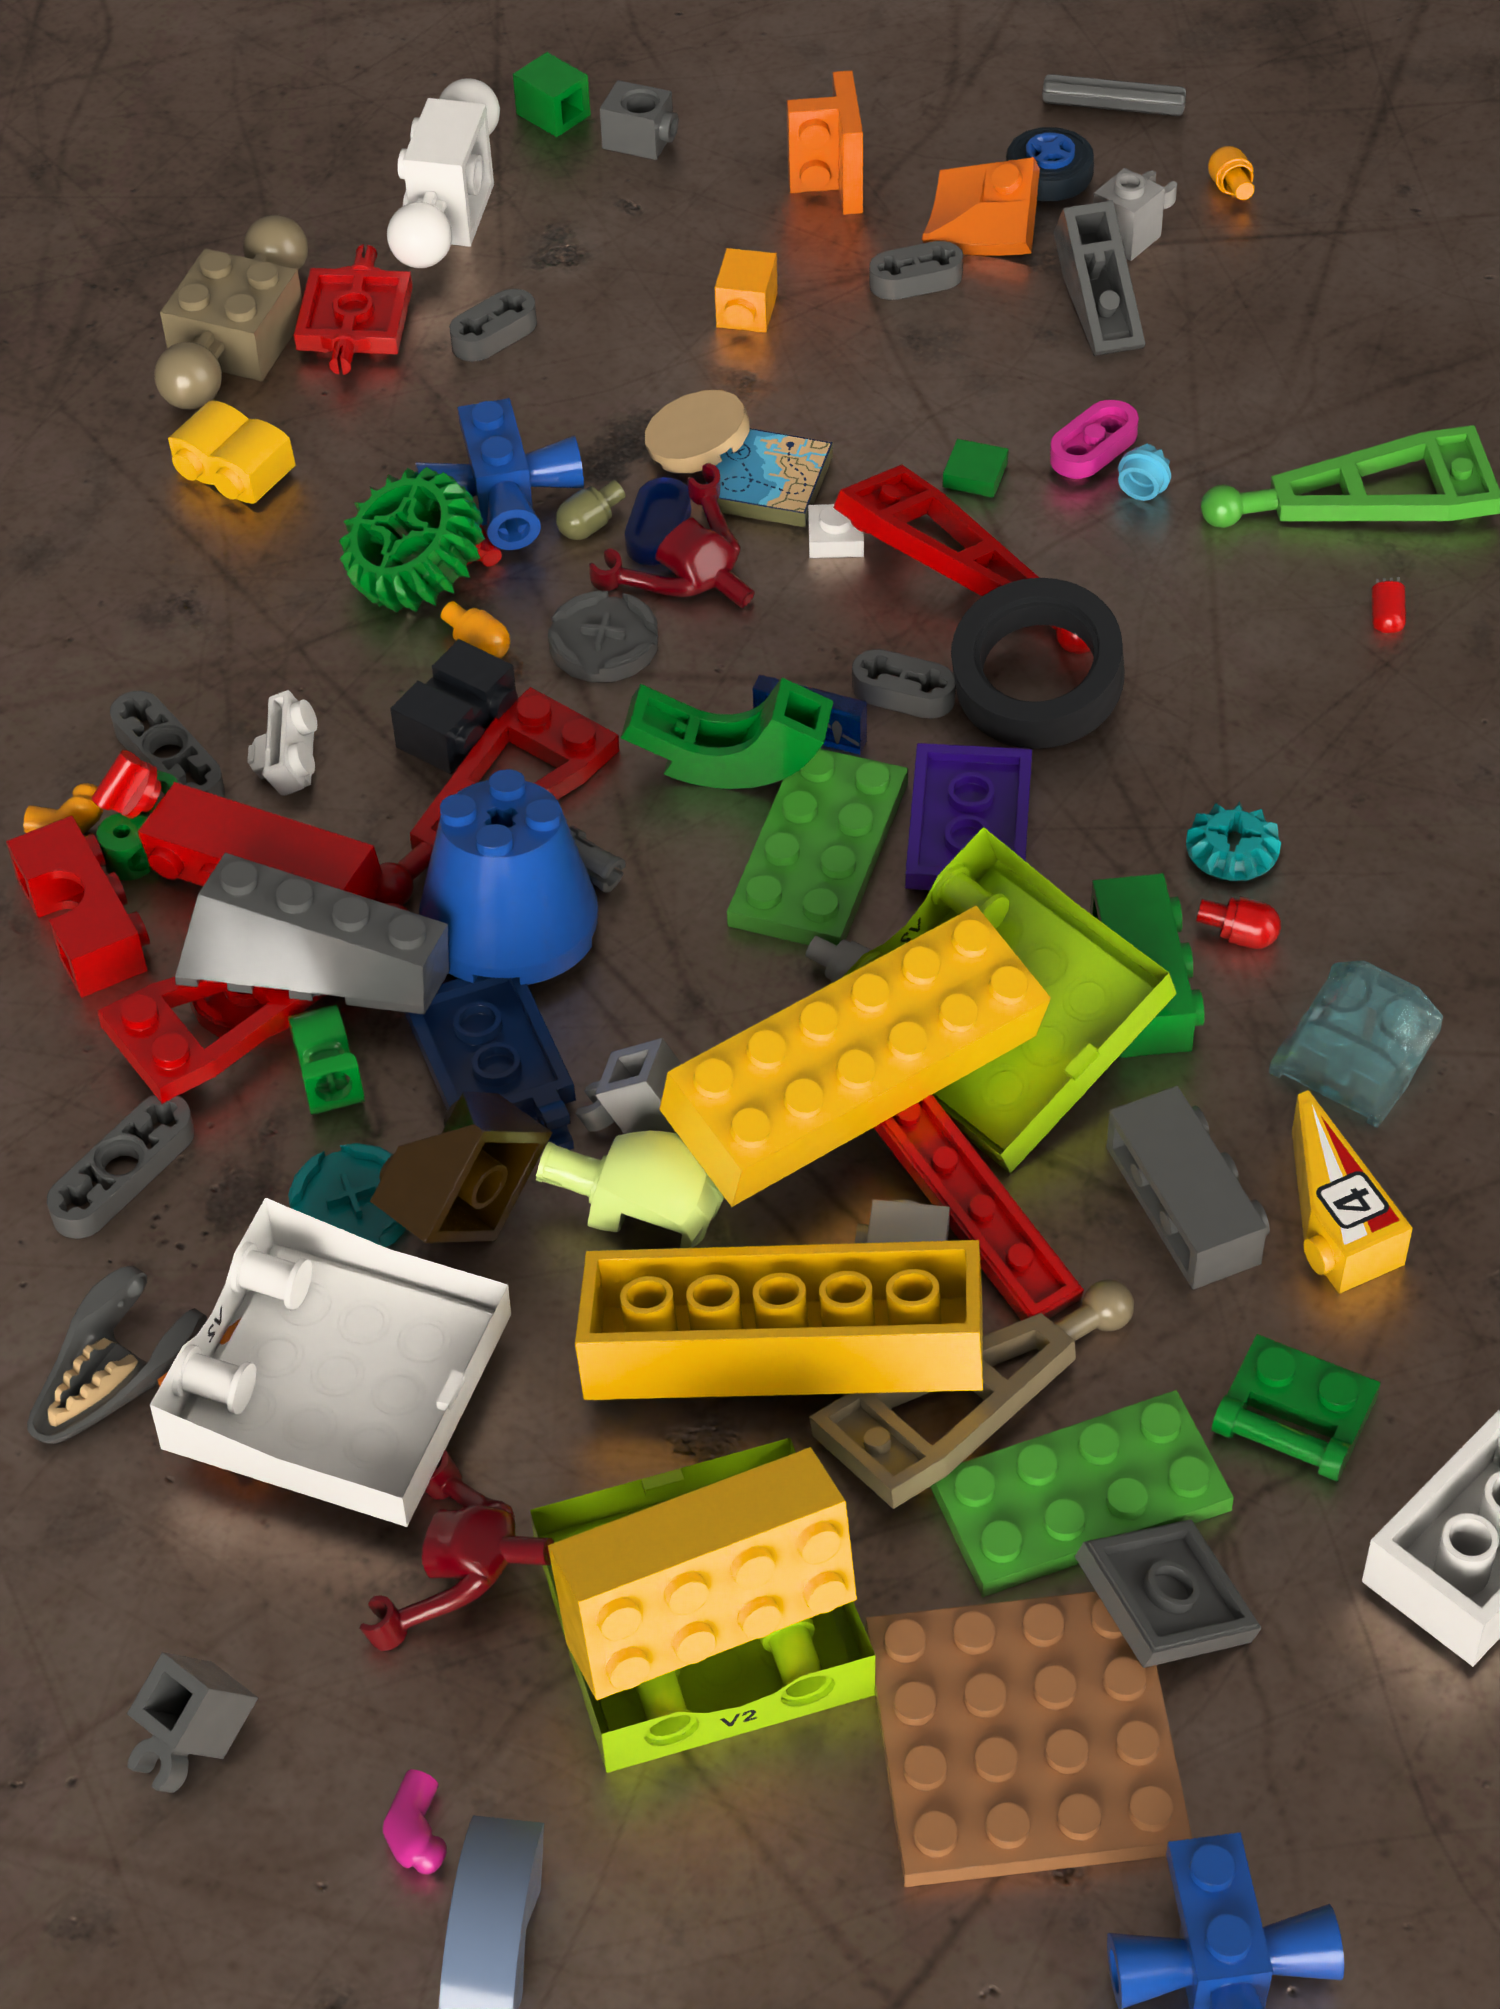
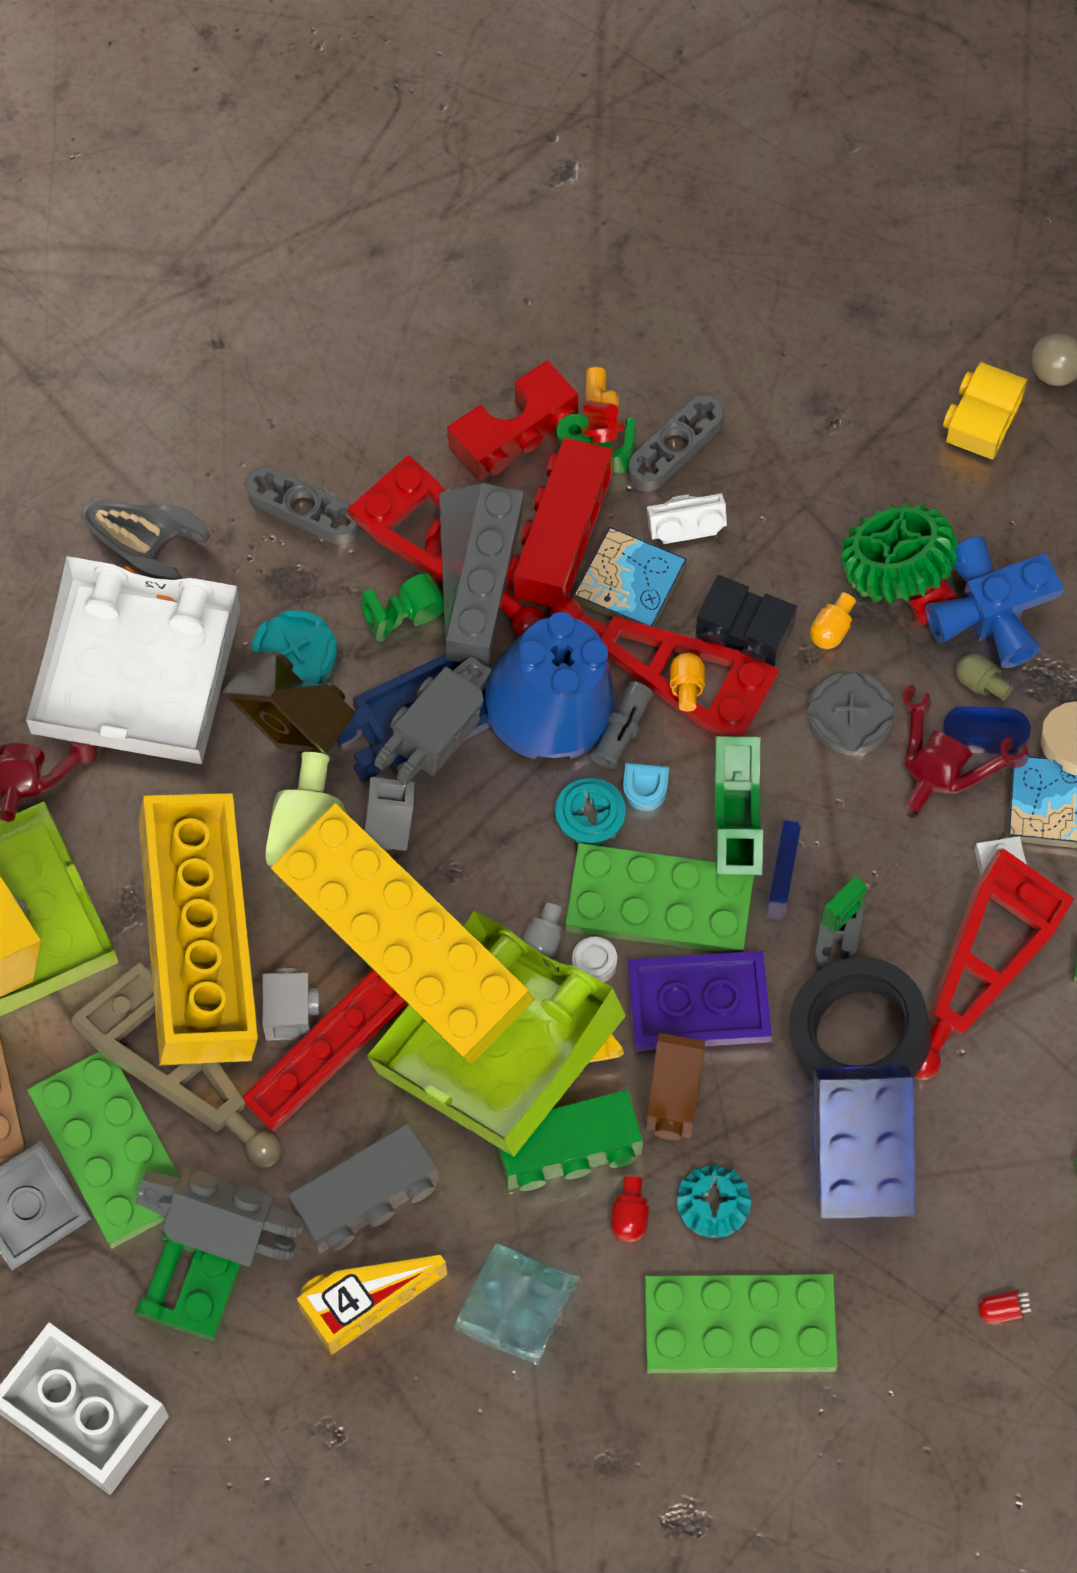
camera: 80 degrees right, 15 degrees up
(362, 807) = (630, 578): none -> tile
(529, 1012) = (437, 721): none -> dark grey hinge
(531, 759) = (687, 679): none -> light orange cylinder
(655, 843) = (645, 785): none -> medium azure tile
(659, 889) = (602, 797): none -> teal gear
(878, 647) = (844, 904): none -> green tile
(885, 916) = (595, 957): none -> white tile
(1100, 821) = (675, 1086): none -> reddish brown slope
(1195, 660) = (864, 1142): none -> clear blue brick
(1219, 1335) = (220, 1216): none -> dark grey hinge
(1394, 840) = (740, 1323): none -> bright green plate

